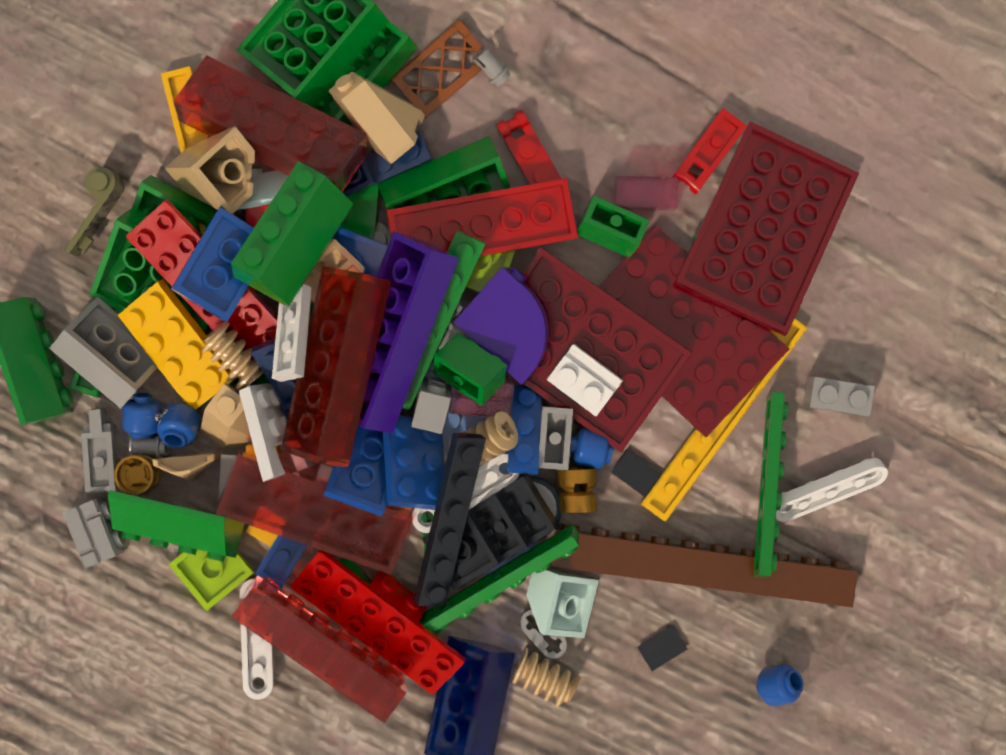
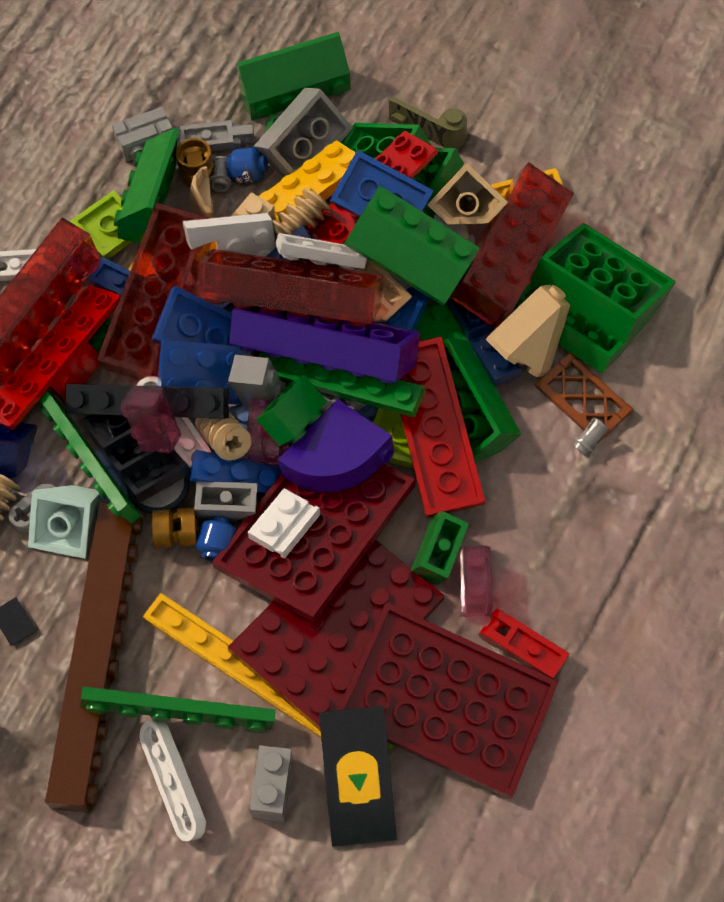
camera: 90 degrees right, 25 degrees down
(178, 425) = (236, 188): blue head -> none
(479, 514) = (151, 419): none -> clear pink brick
(527, 150) = (512, 475): red plate -> none
(636, 473) = (192, 589): black piece -> none
(837, 315) = (357, 776): none -> black slope

